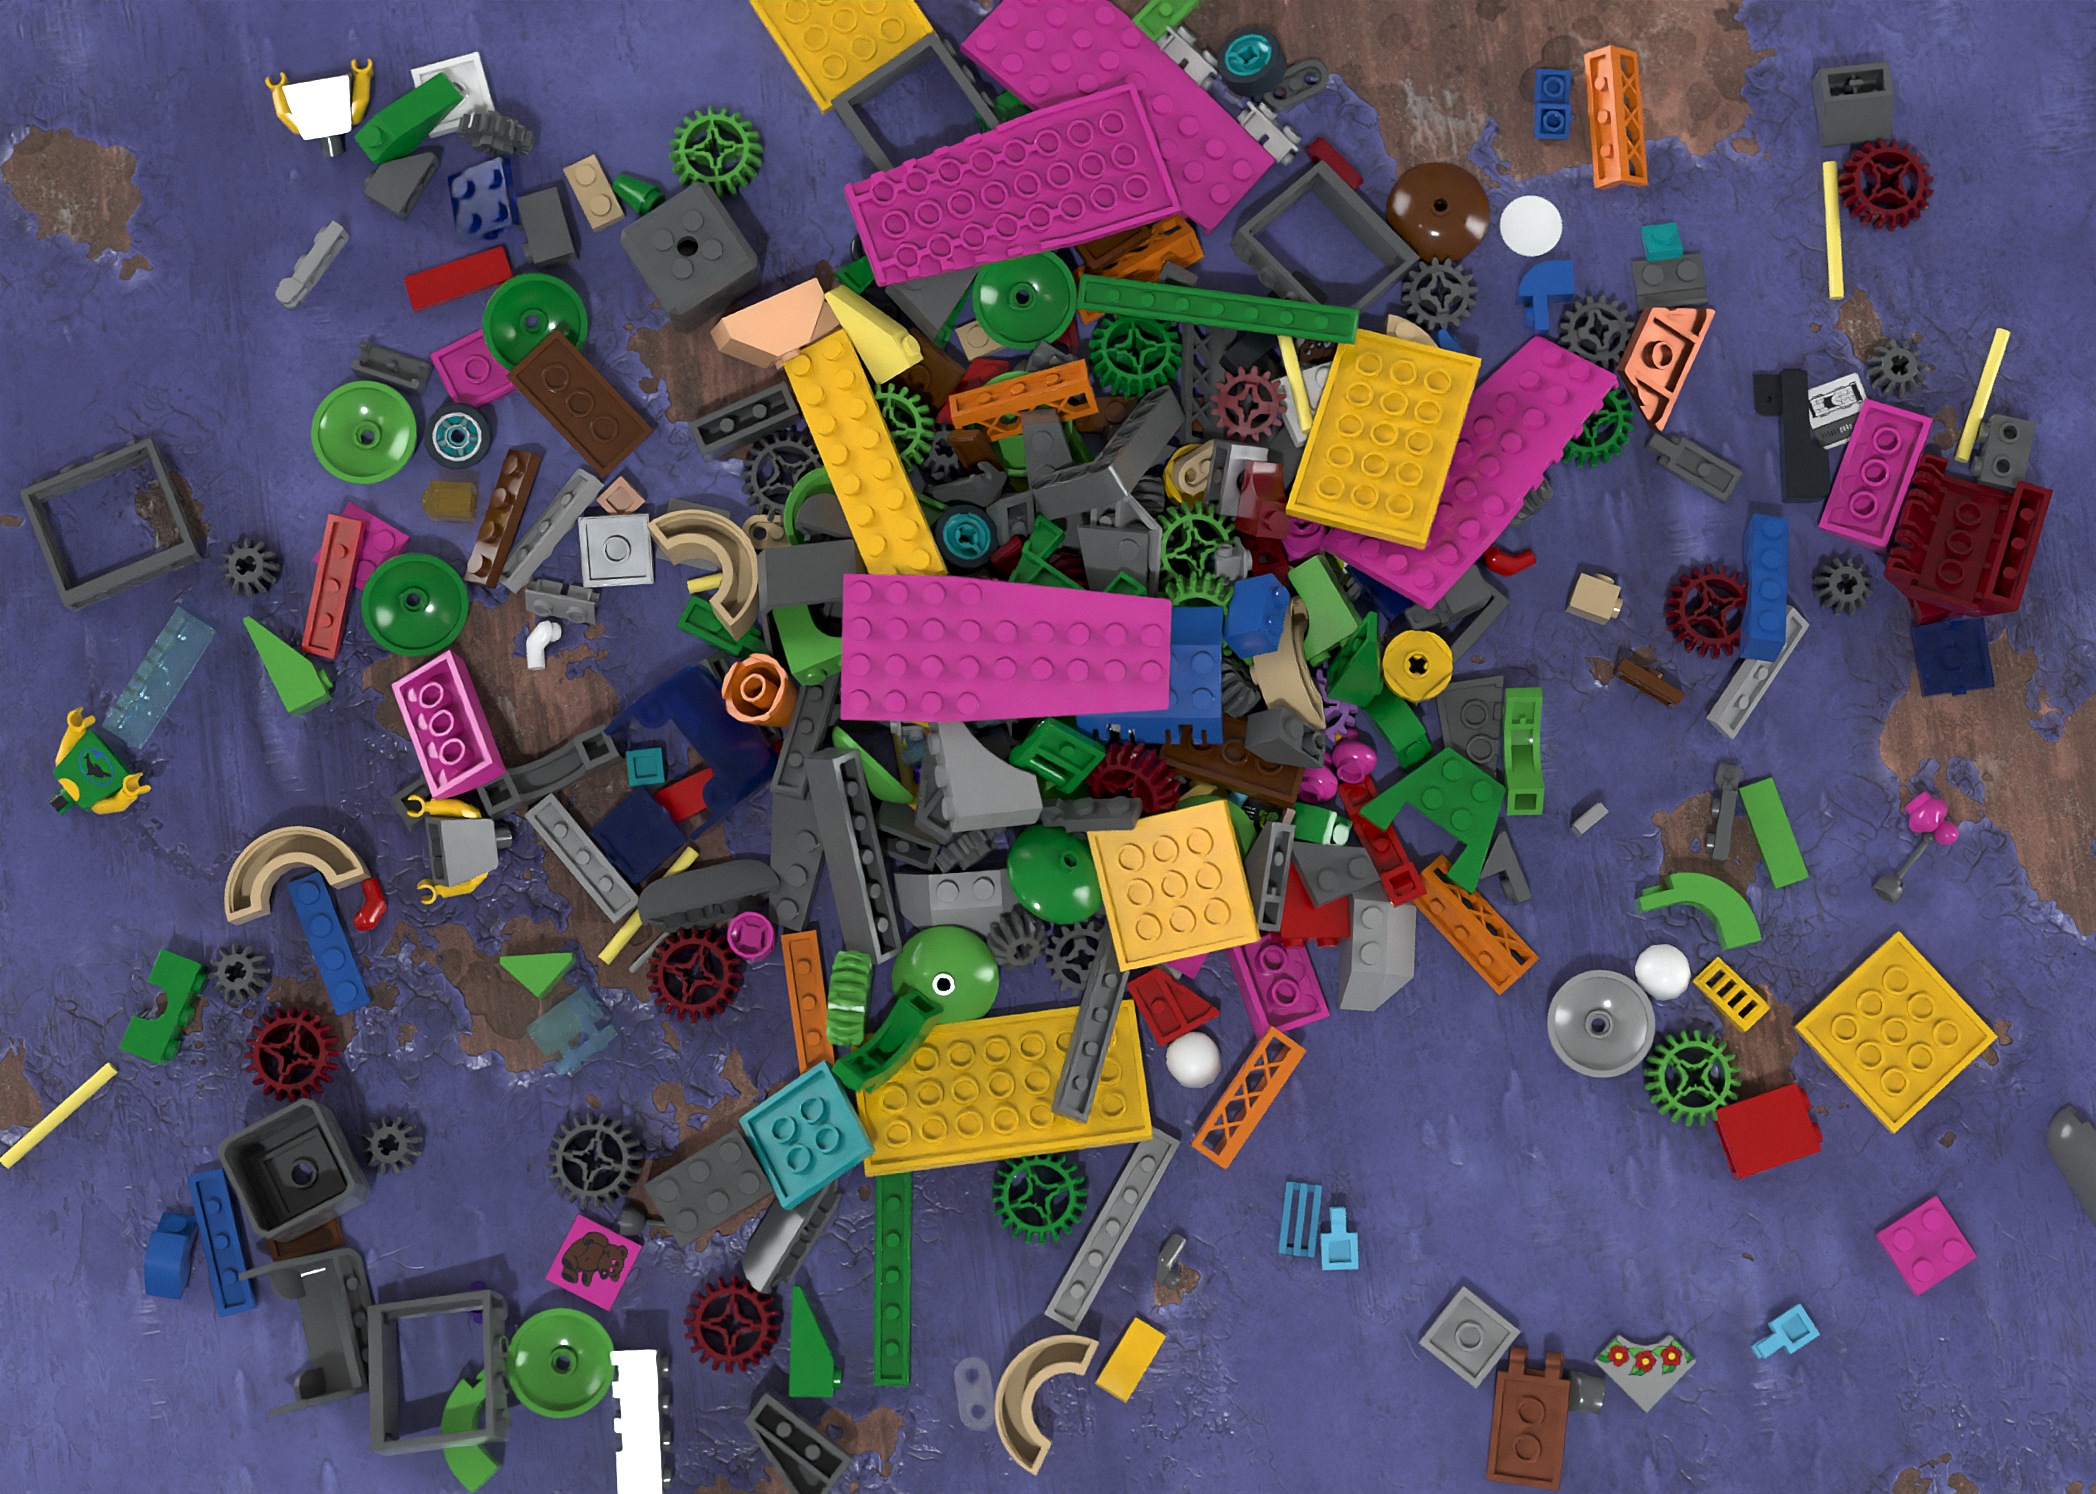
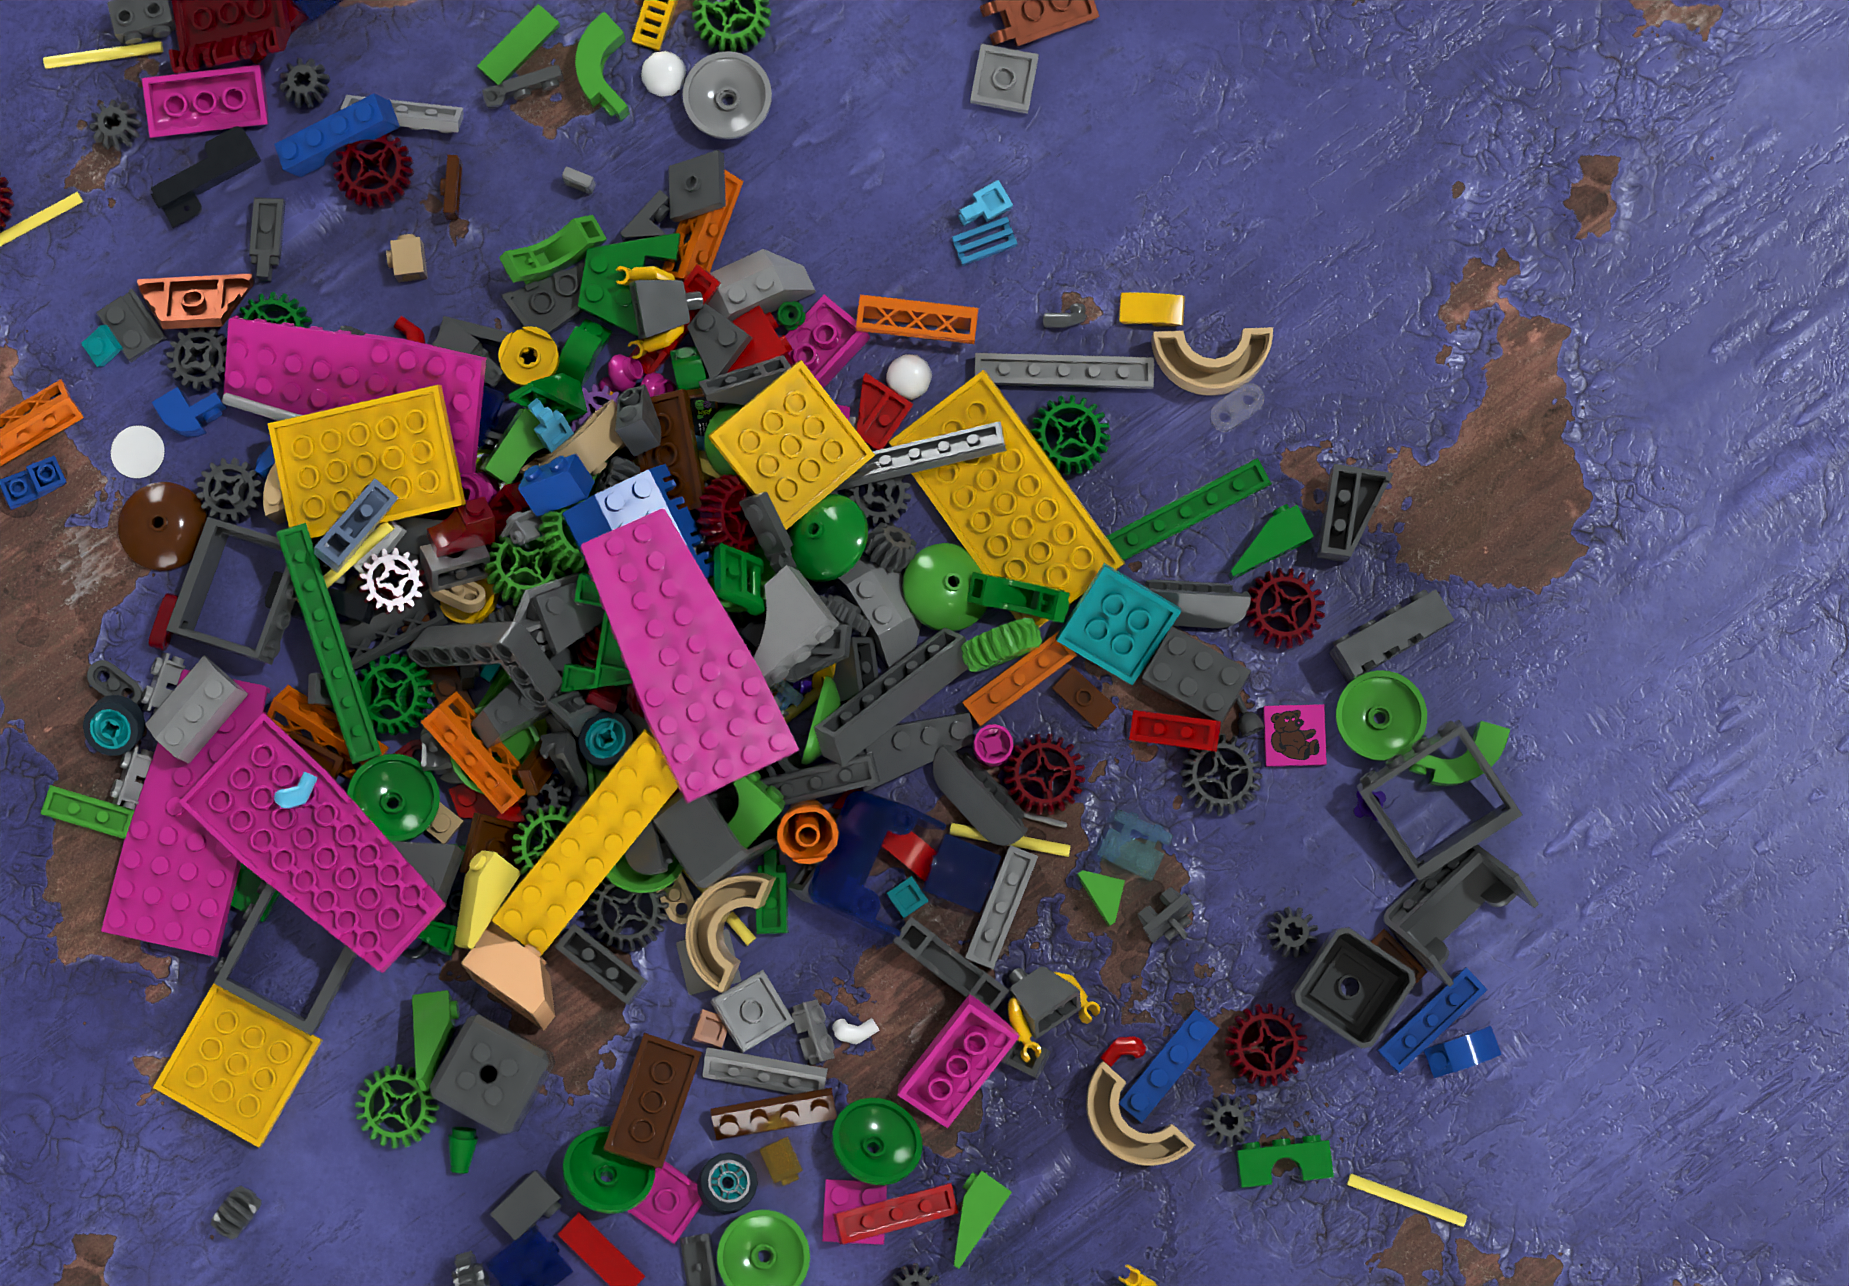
camera: 120 degrees left, 0 degrees up
(476, 1008) = (1170, 920): none -> dark grey hips
(594, 193) = (478, 1186): tan plate -> none
(663, 1134) = (1175, 730): none -> red plate
(753, 1061) = (1084, 698): none -> reddish brown plate
(770, 222) = (433, 1030): none -> bright green slope
(1072, 198) = (296, 795): none -> medium azure arm
(1222, 146) = (195, 710): none -> light grey slope
(1320, 959) = (784, 311): none -> green plate
(1321, 644) = (553, 426): none -> medium azure plate
(1322, 391) = (355, 525): none -> sand blue slope
(1399, 826) = (658, 306): none -> dark grey torso
(1505, 367) = (257, 407): none -> light grey bar
(1516, 939) = (697, 186): none -> dark grey plate
(1836, 410) = (168, 155): sticker -> none

